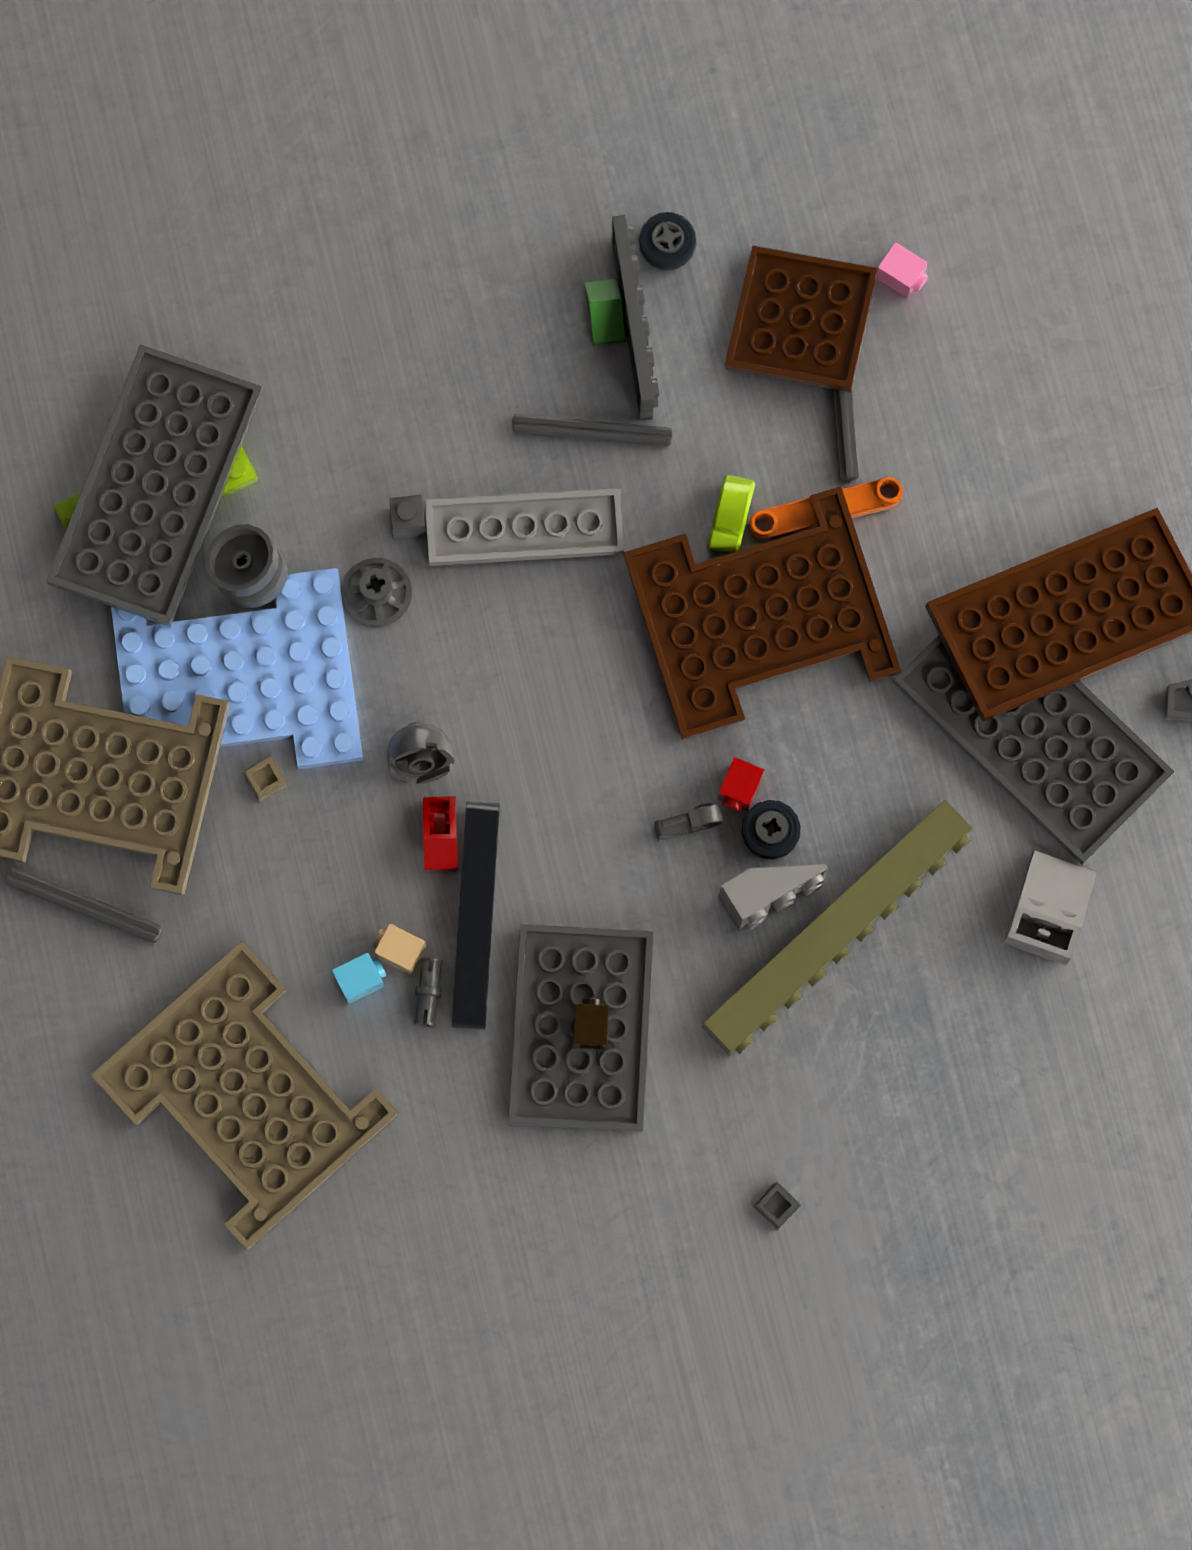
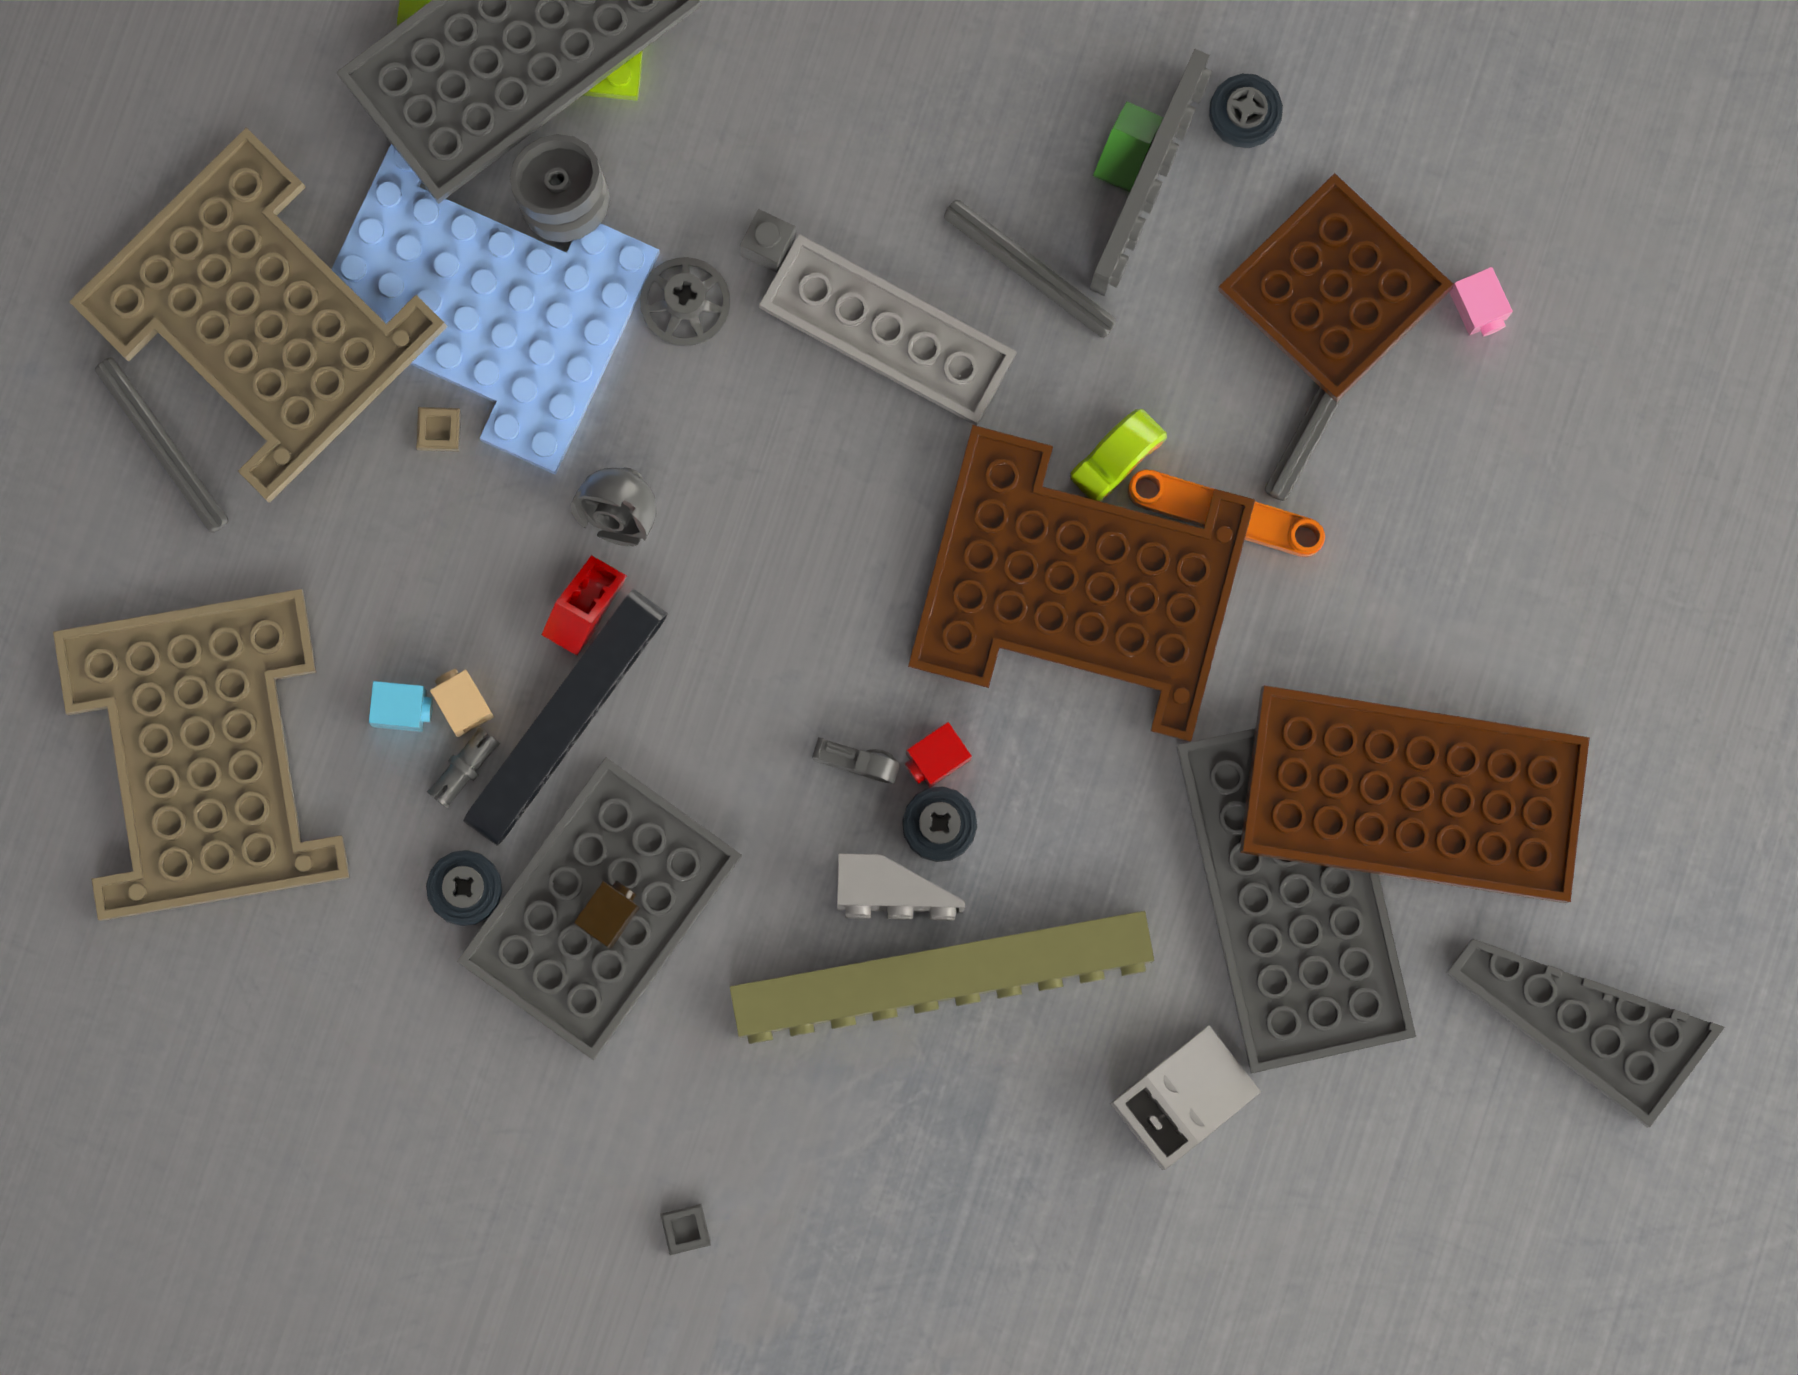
camera: 30 degrees right, 5 degrees up
(487, 1085) = (474, 898): none -> black wheel

